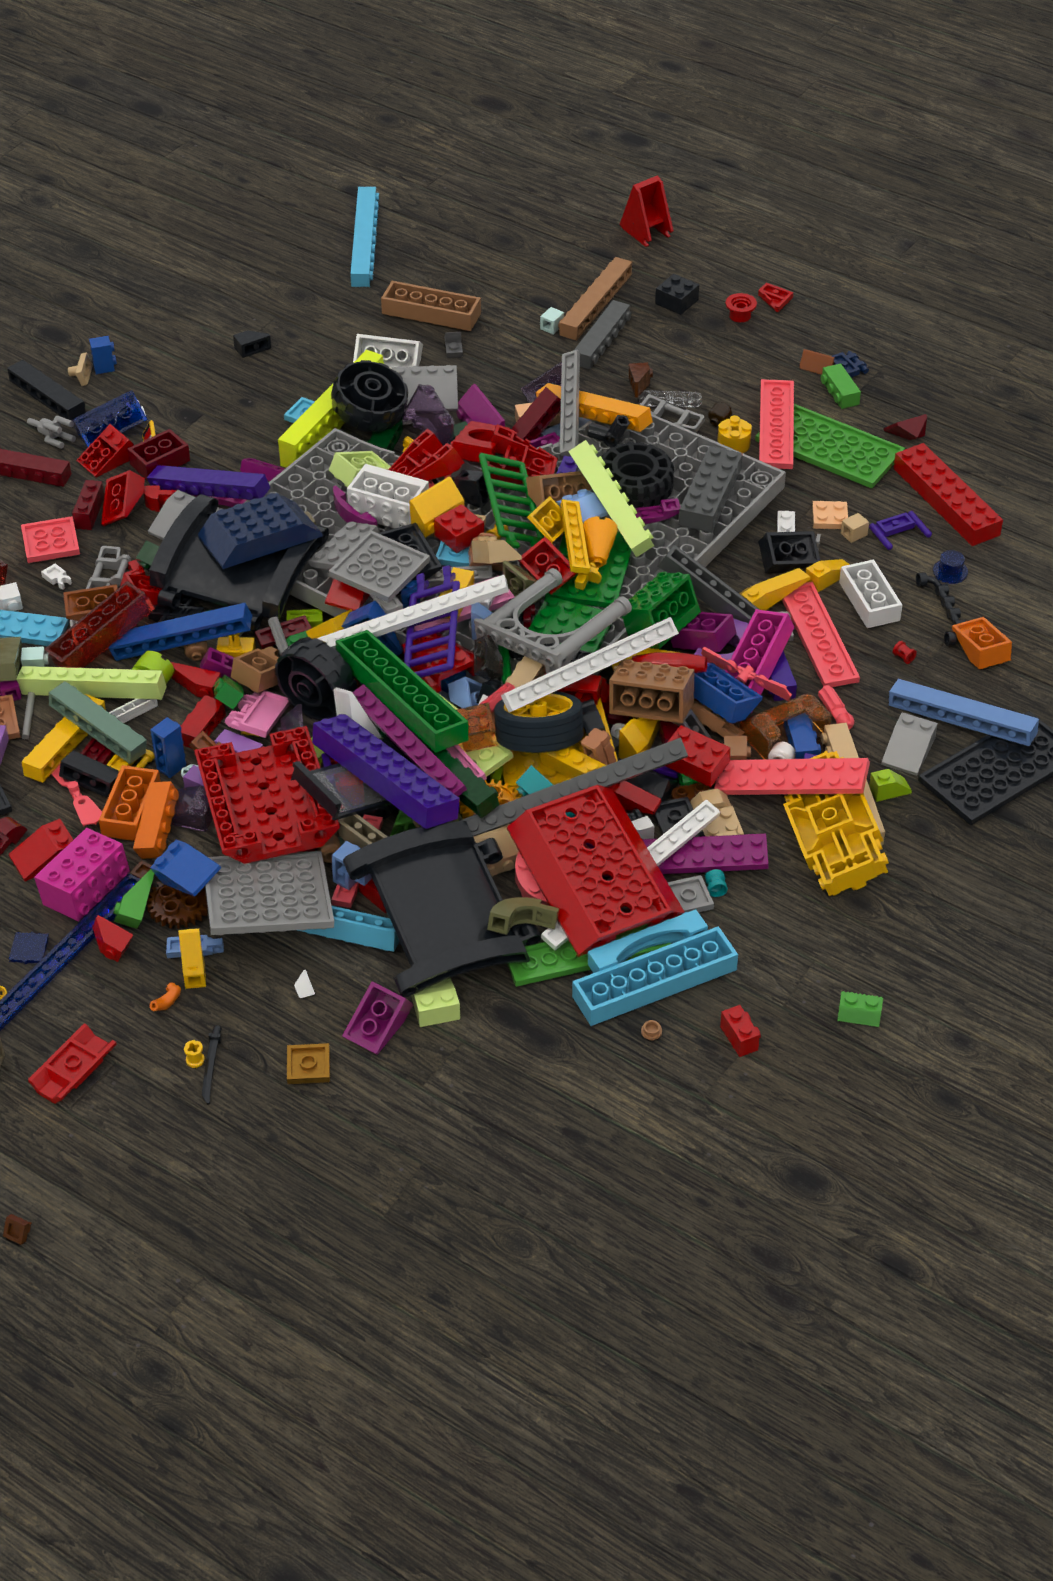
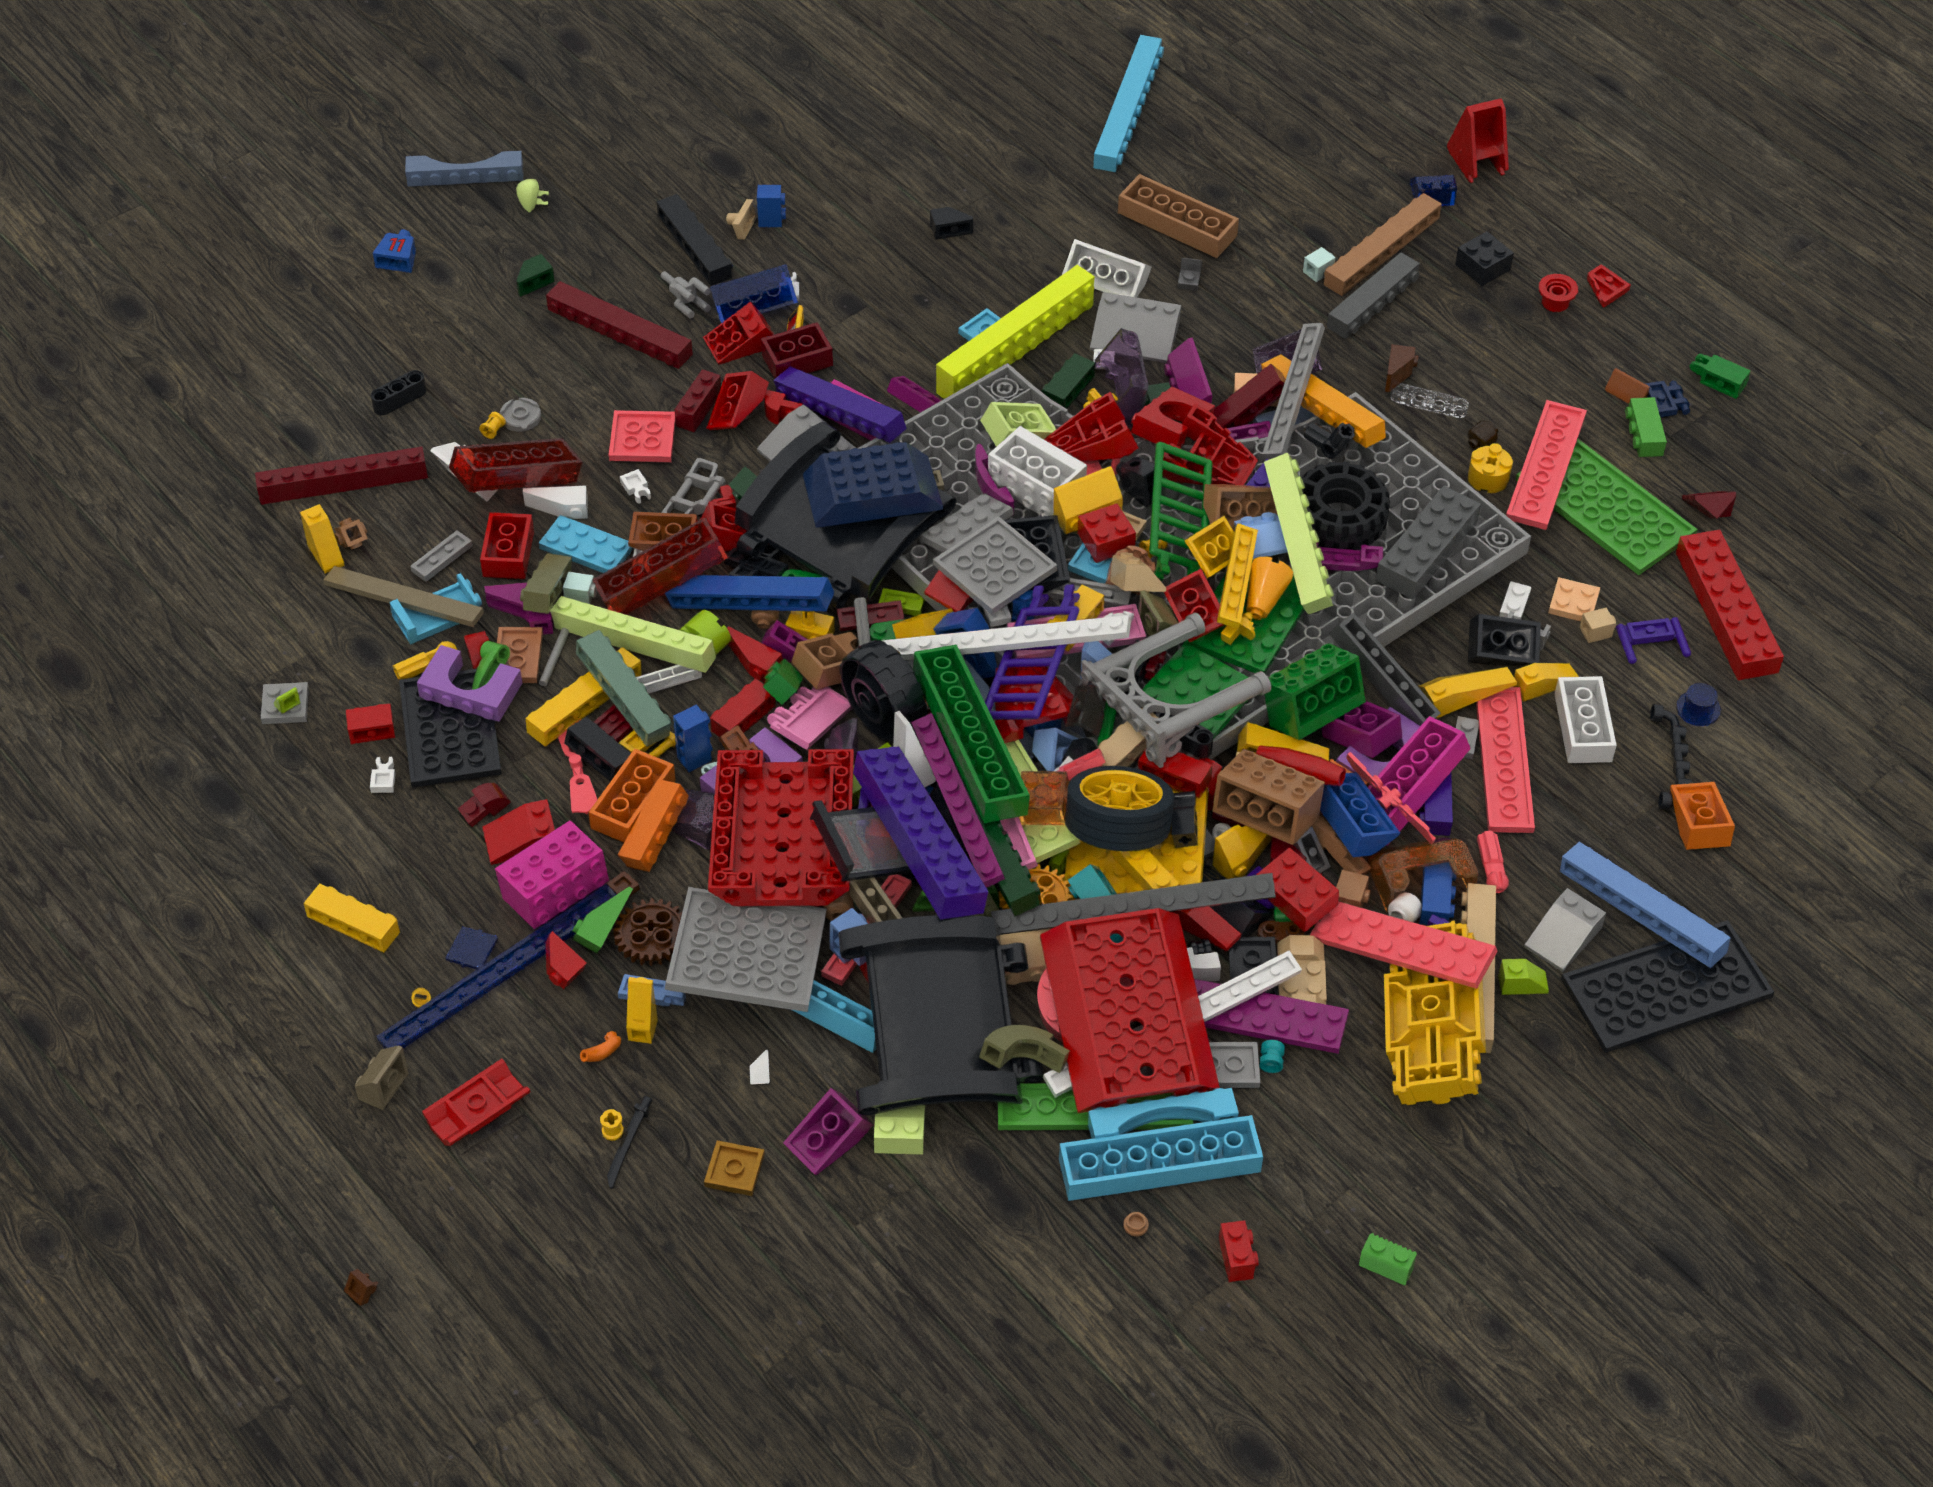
camera: 15 degrees right, 5 degrees up
(184, 868) = (663, 897): blue slope -> none
(369, 396) = (1059, 330): black wheel -> none
(589, 665) = (1199, 750): white plate -> none
(599, 747) = (1178, 859): nougat brick -> none
(627, 250) = (1440, 188): none -> clear blue slope
(685, 414) = (1418, 409): light grey bar -> none
(882, 340) = (1721, 374): none -> green hinge
(904, 652) = (1601, 806): red bush -> none

